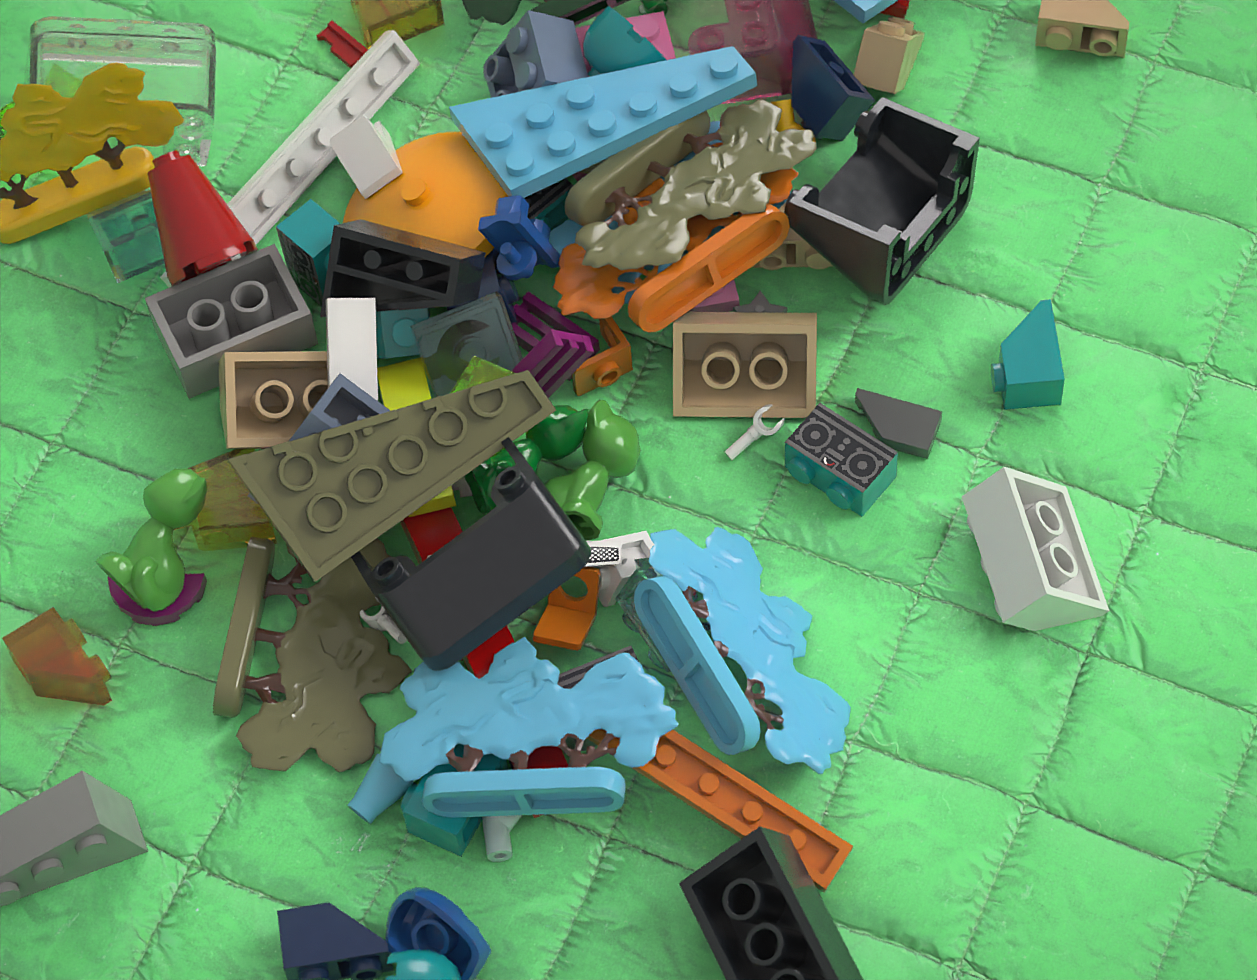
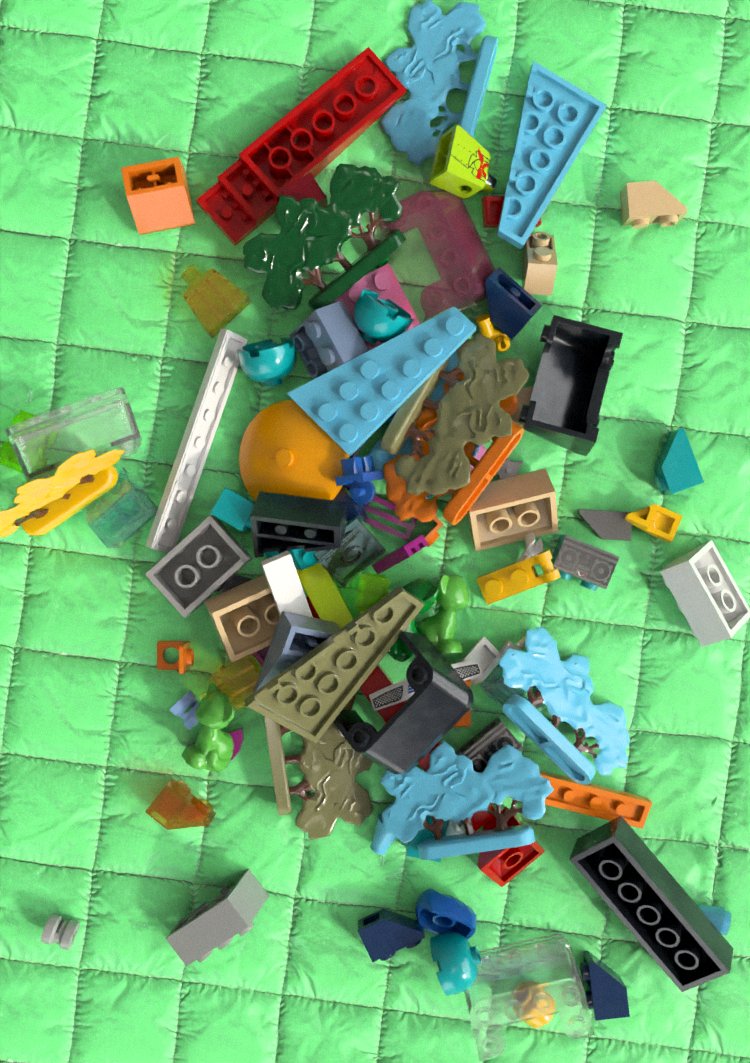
camera: 20 degrees left, 30 degrees up
(125, 516) = (189, 718): none -> light blue wheel
(155, 444) = (186, 656): none -> orange bracket
(193, 219) = (159, 524): red cone -> none
(342, 43) = (196, 337): red piece -> none
(367, 155) = (243, 429): white slope -> none
(439, 81) = (268, 361): none -> teal cylinder
(579, 867) = (507, 863): none -> red slope
(726, 451) = (517, 577): none -> yellow plate
(976, 432) = (656, 521): none -> yellow slope

